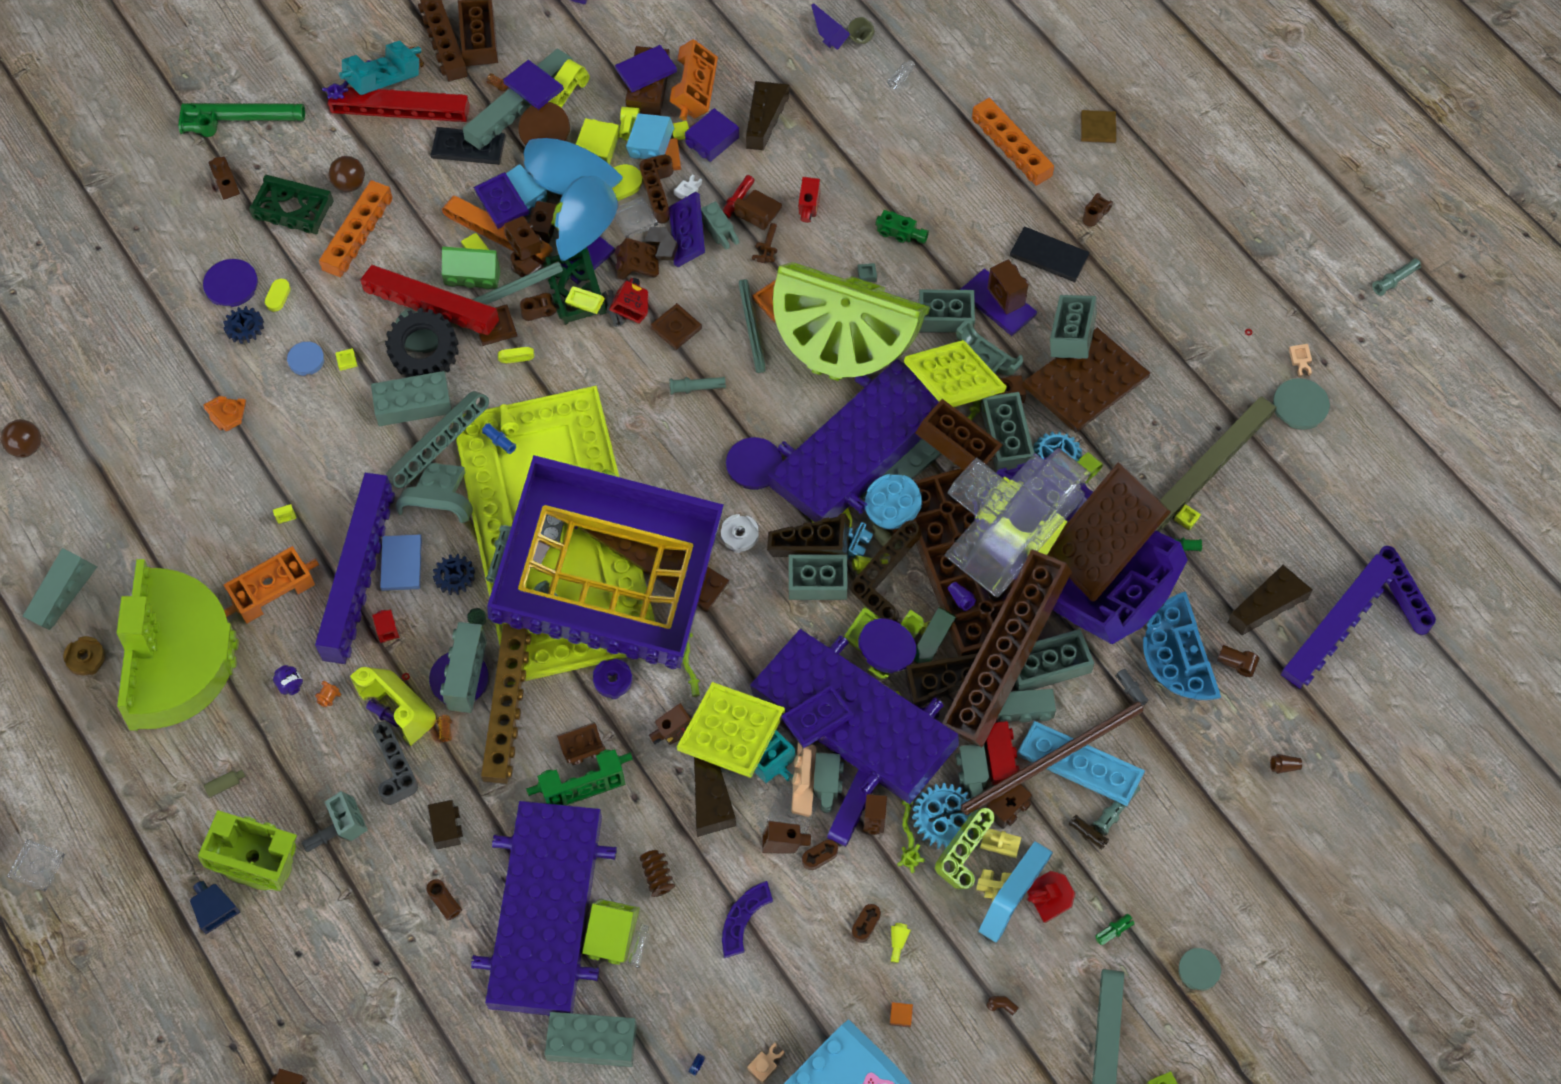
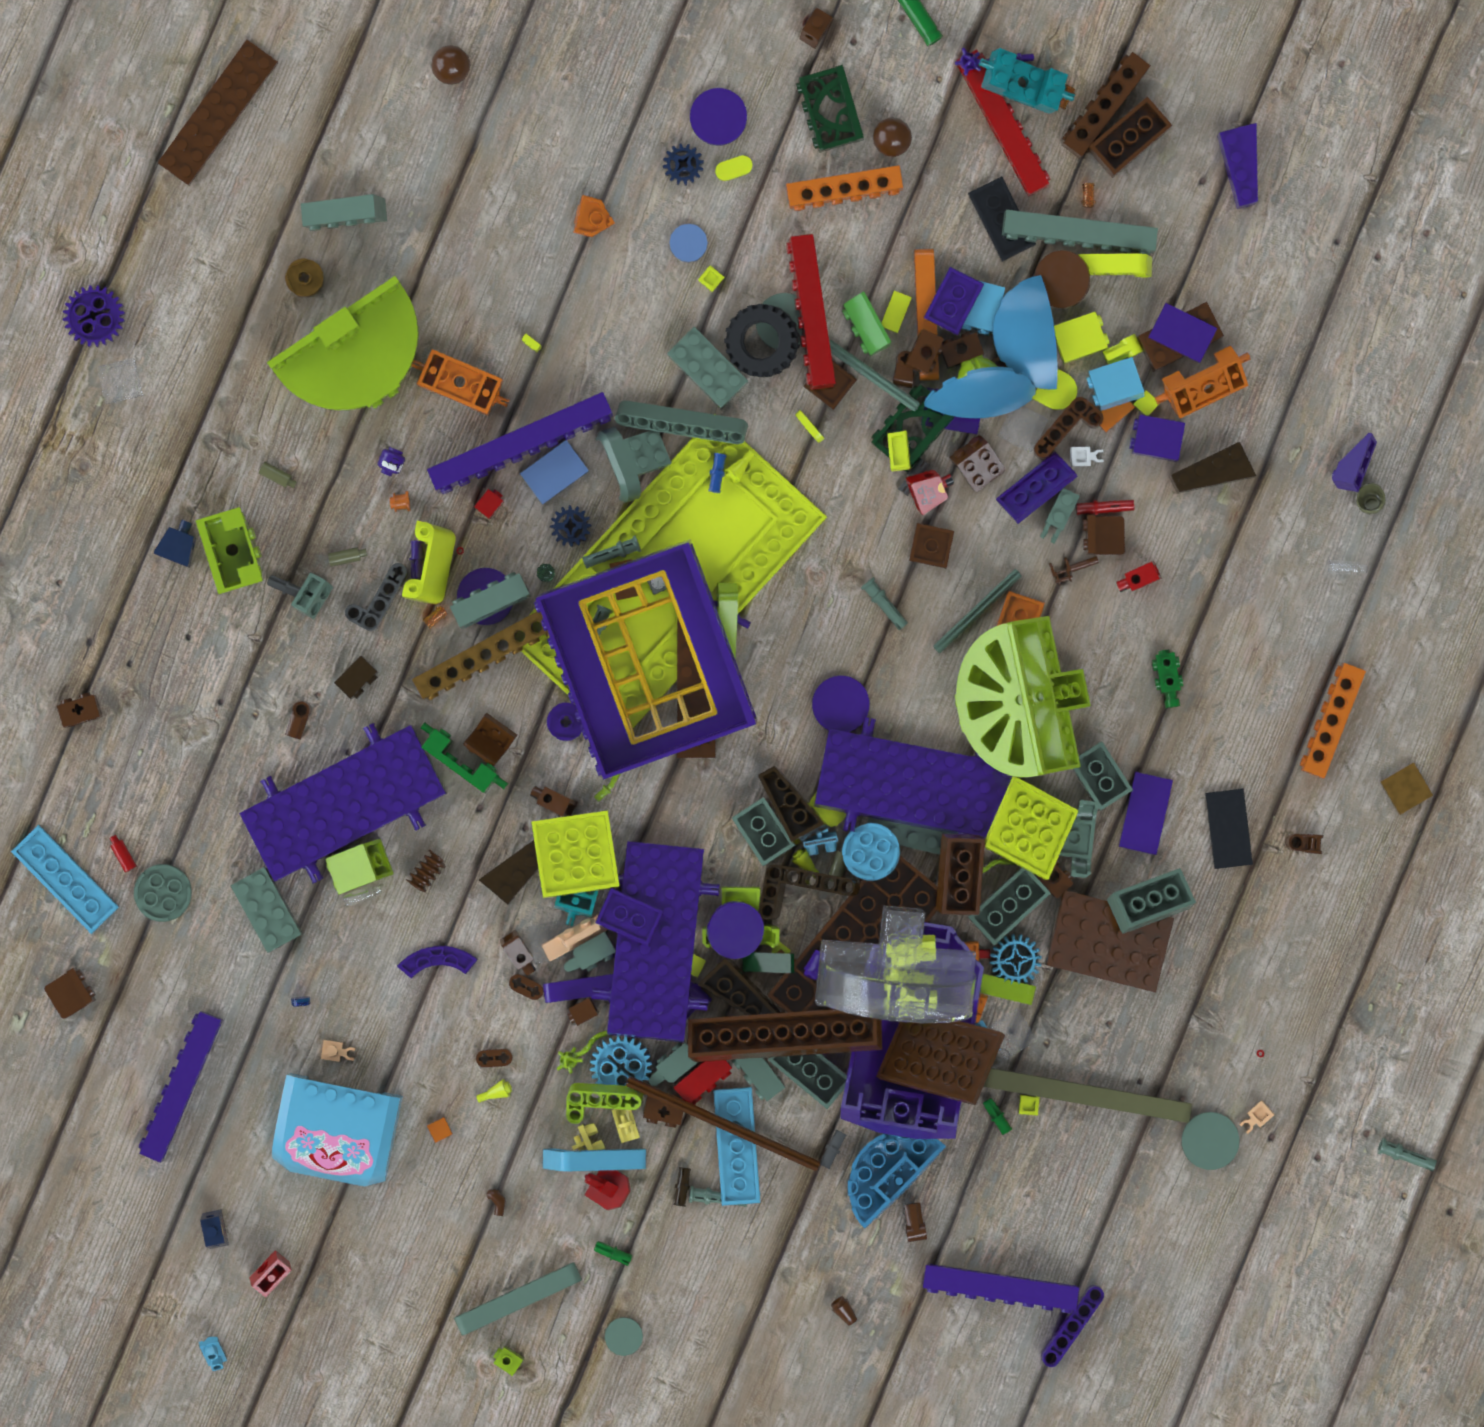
camera: 55 degrees right, 25 degrees up
(336, 769) = (346, 556): none -> olive cylinder
(533, 84) = (1096, 240): dark purple tile -> none
(537, 307) = (872, 410): reddish brown piece -> none
(667, 245) = (1008, 482): dark brown tile -> none
(741, 523) = (755, 741): white plate -> none
(867, 272) = (1101, 676): sand green tile -> none
(1007, 286) = (1156, 818): reddish brown brick -> none
(1273, 597) = (990, 1219): dark brown wedge -> none

